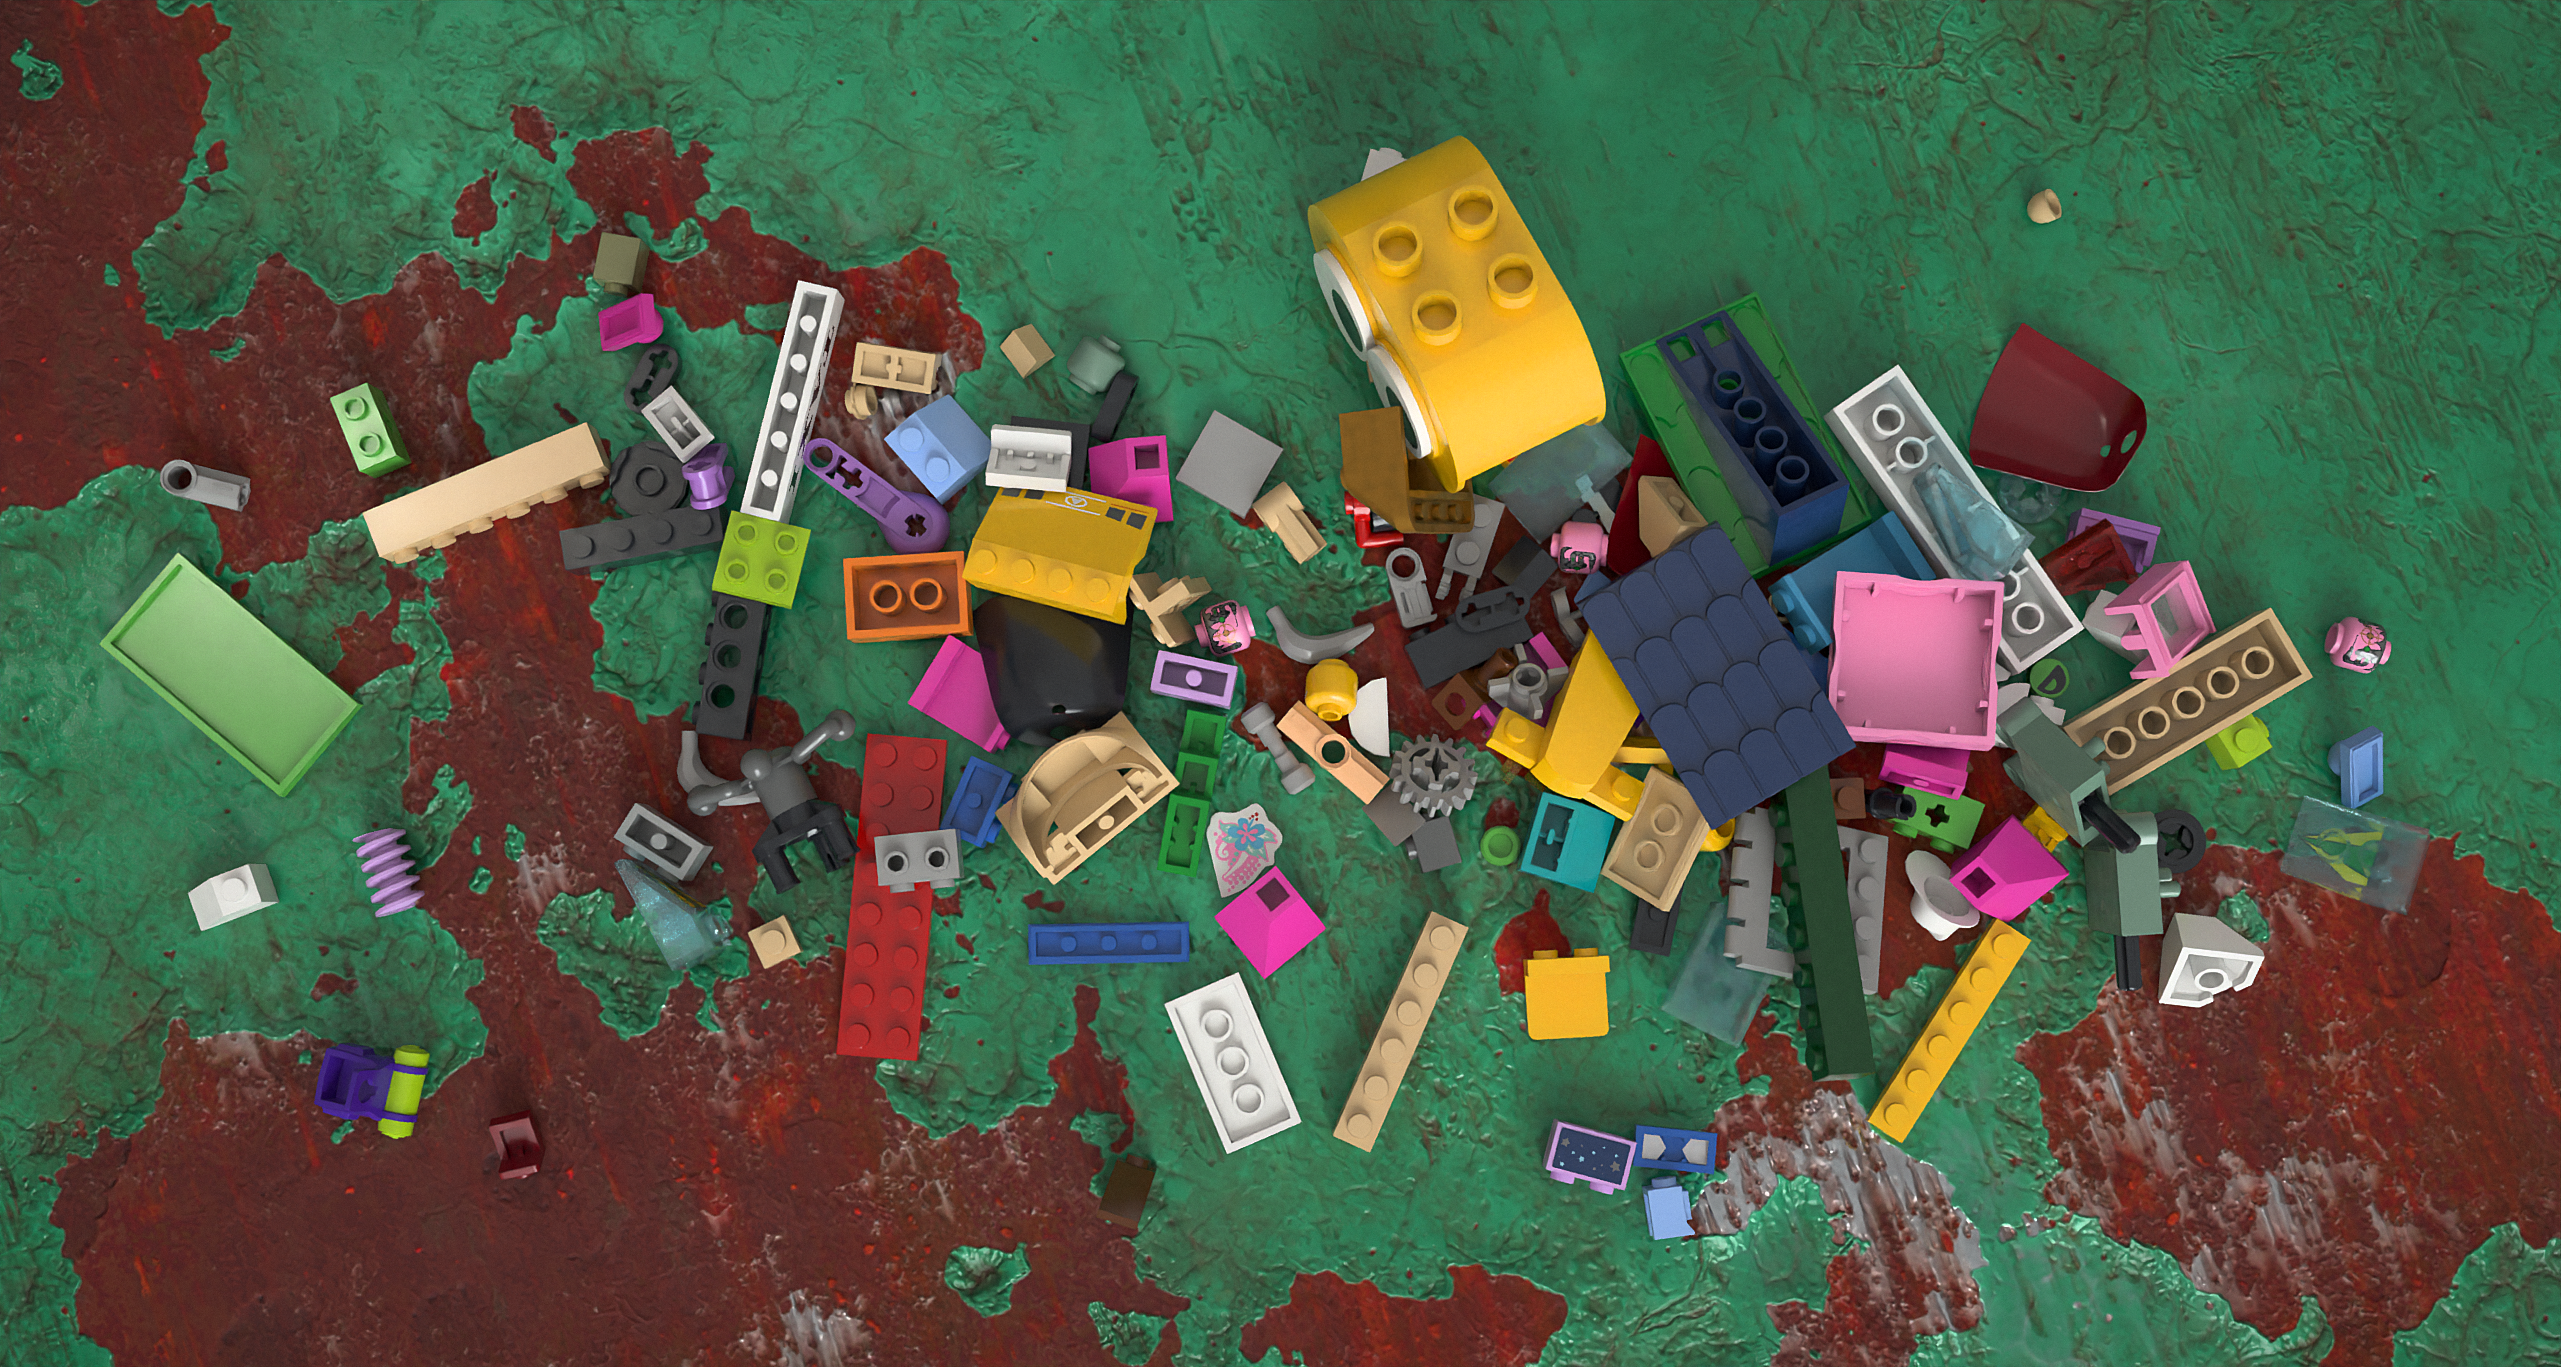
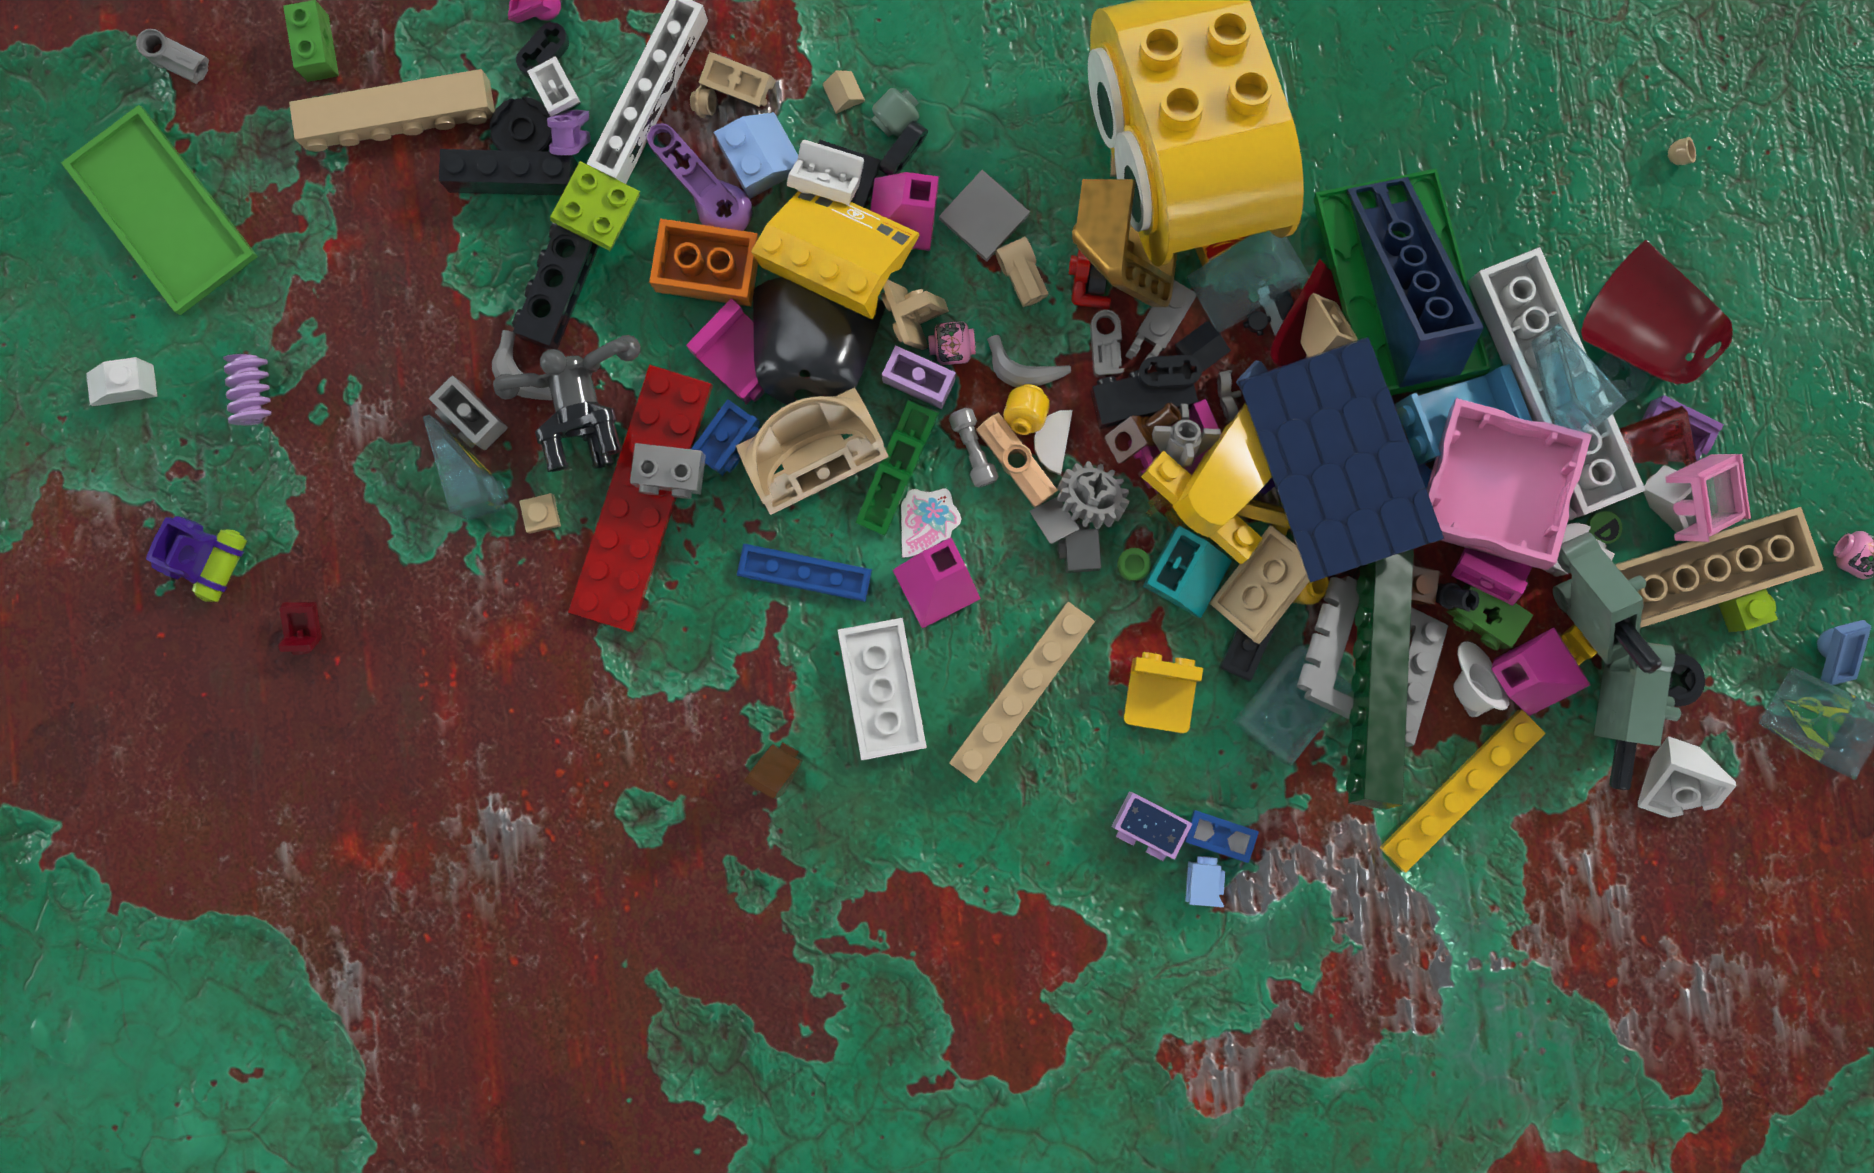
camera: 15 degrees right, 0 degrees up
(1580, 547) = (1250, 340): bright pink head -> none

